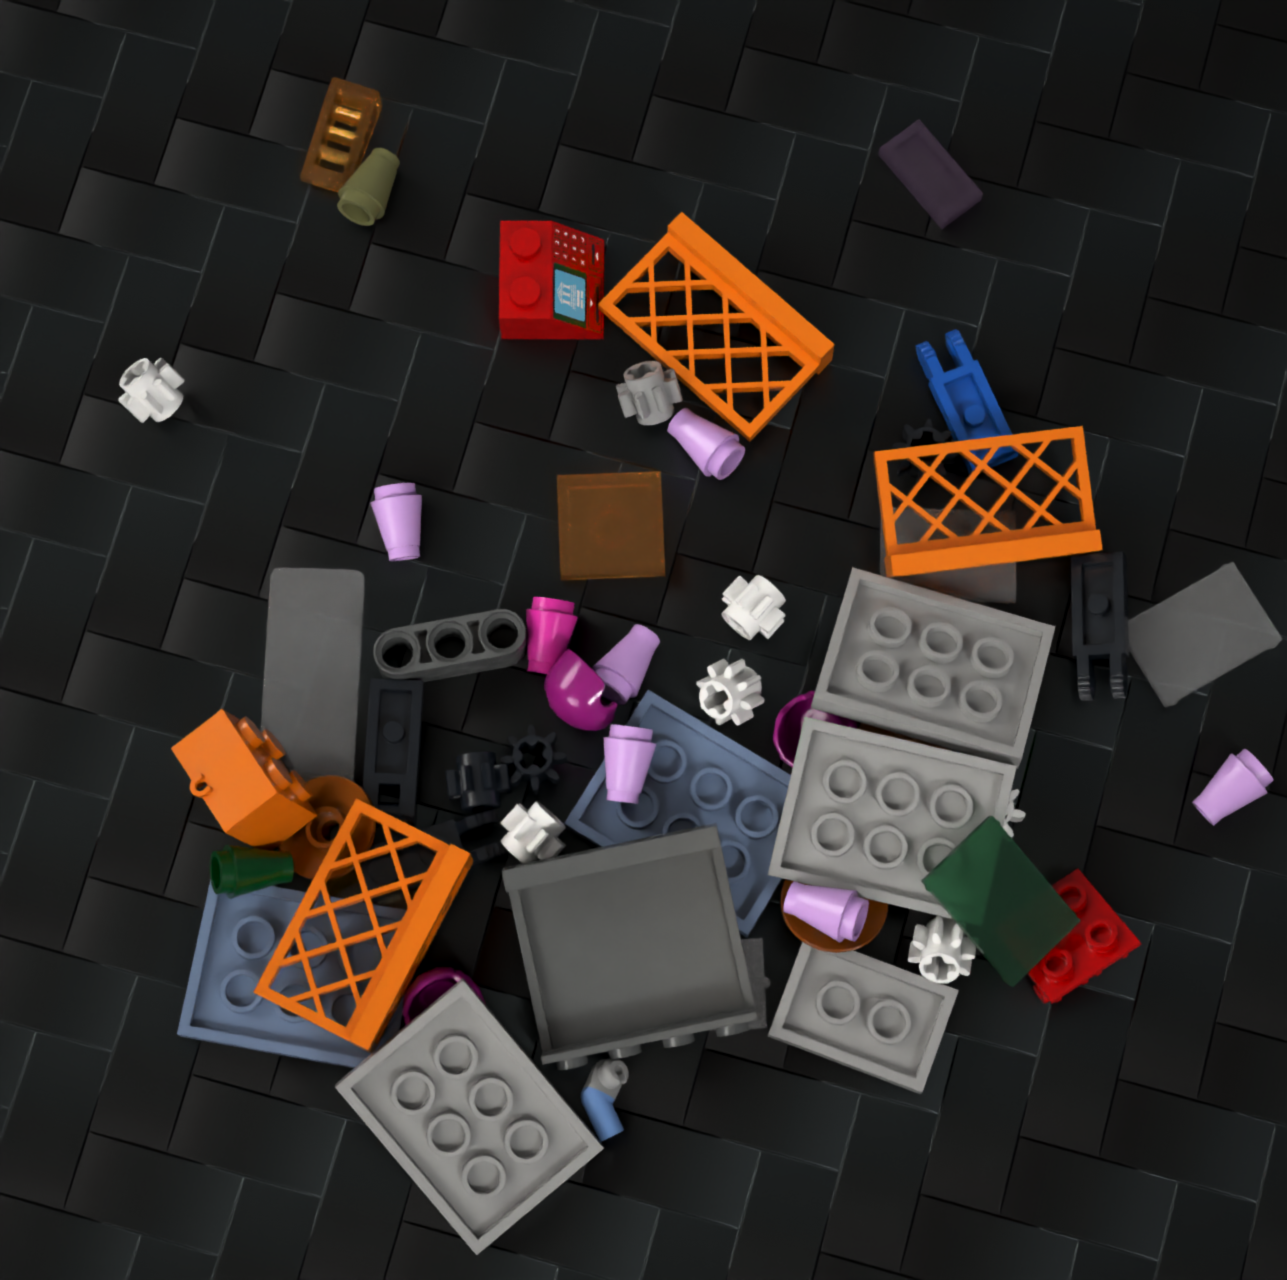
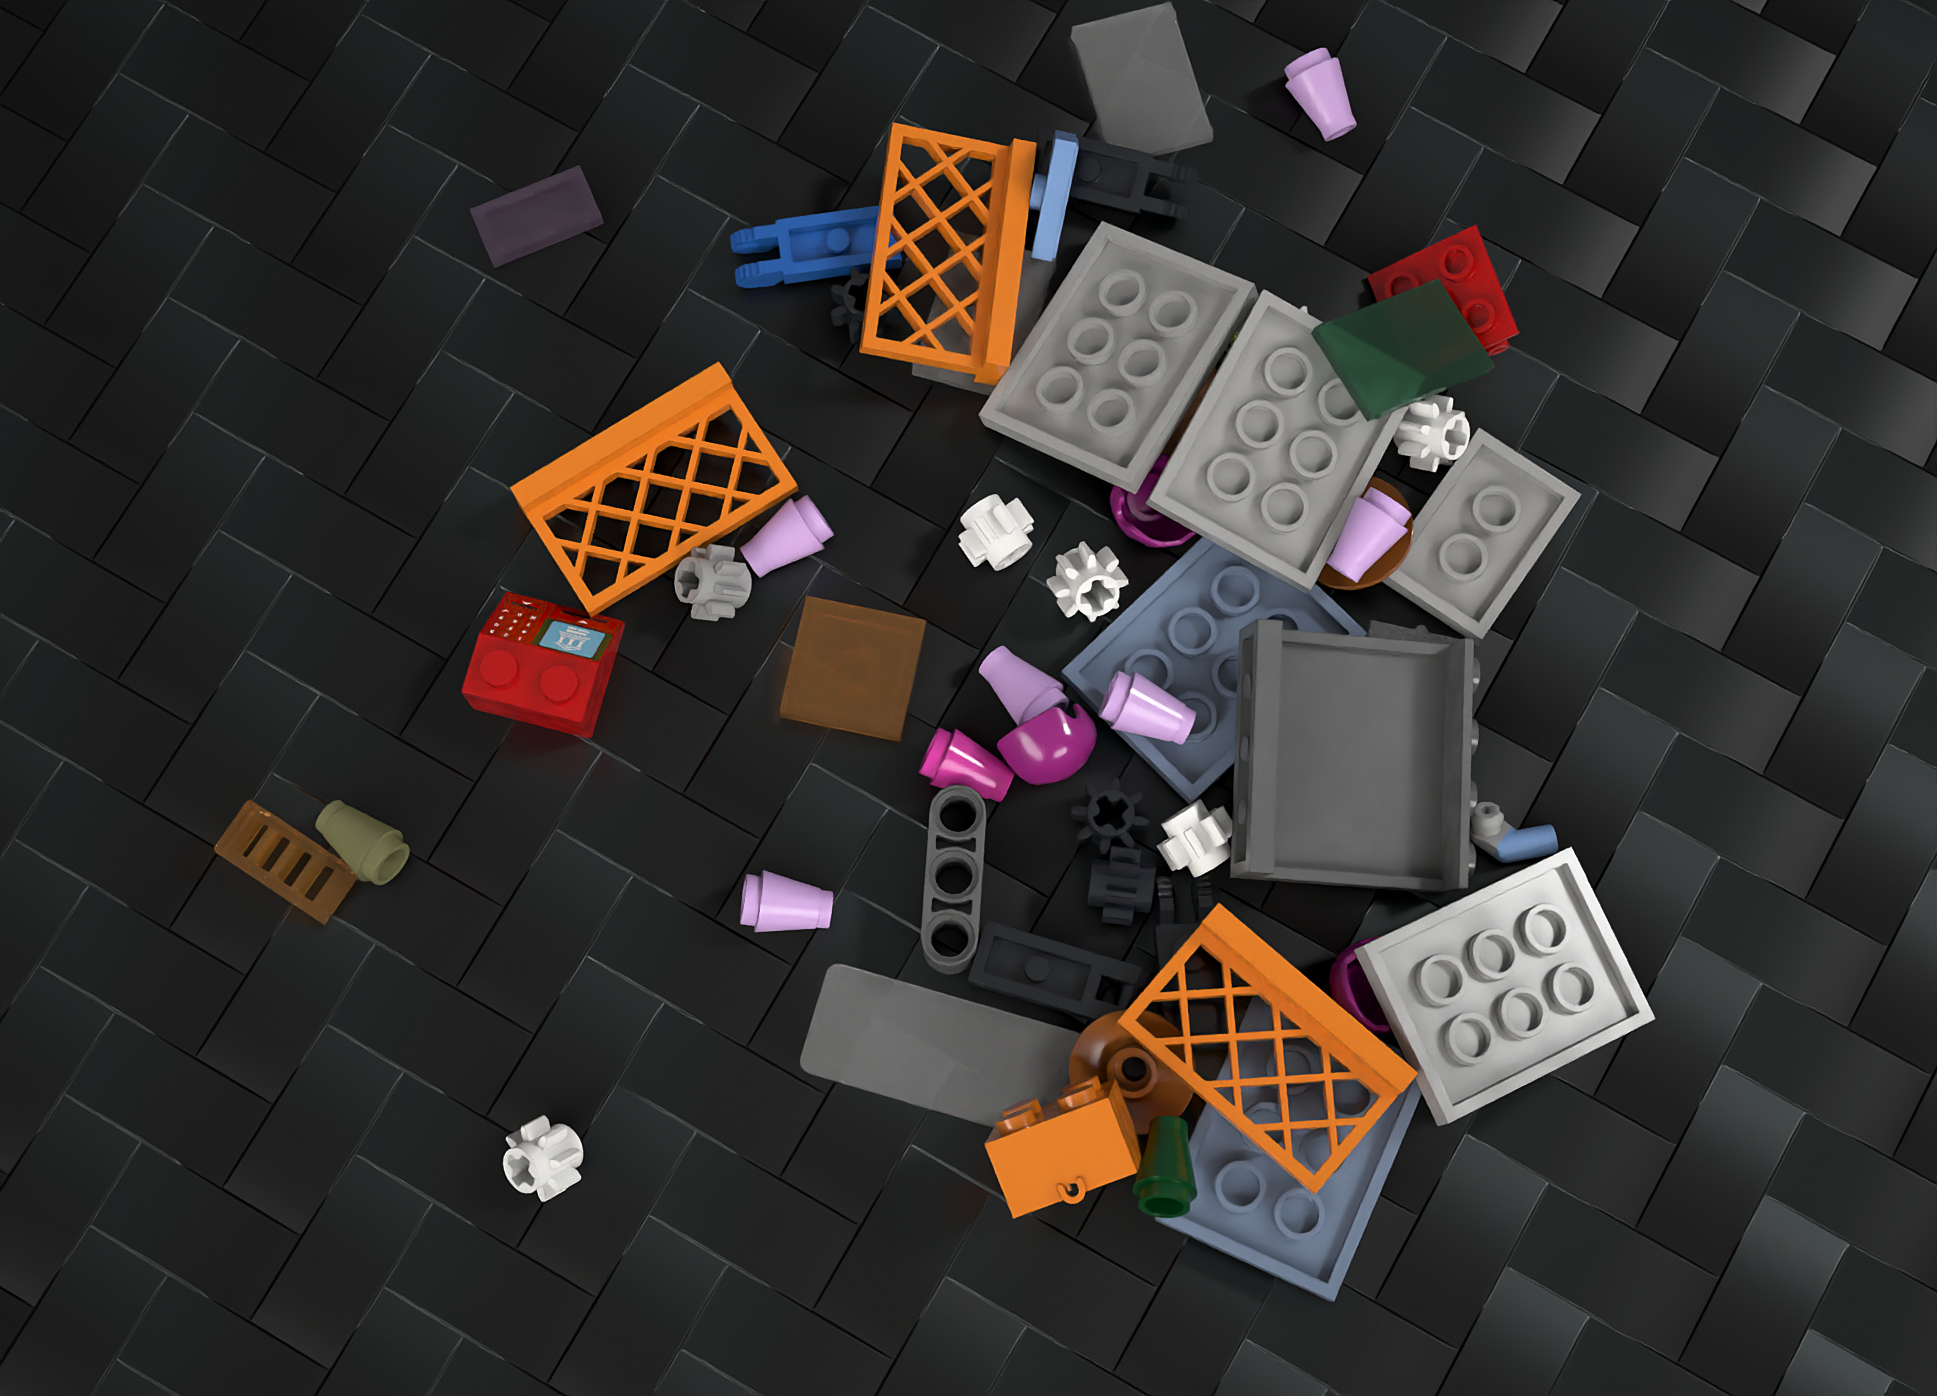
camera: 75 degrees left, 0 degrees up
(1061, 575) = (1051, 194): none -> medium blue plate

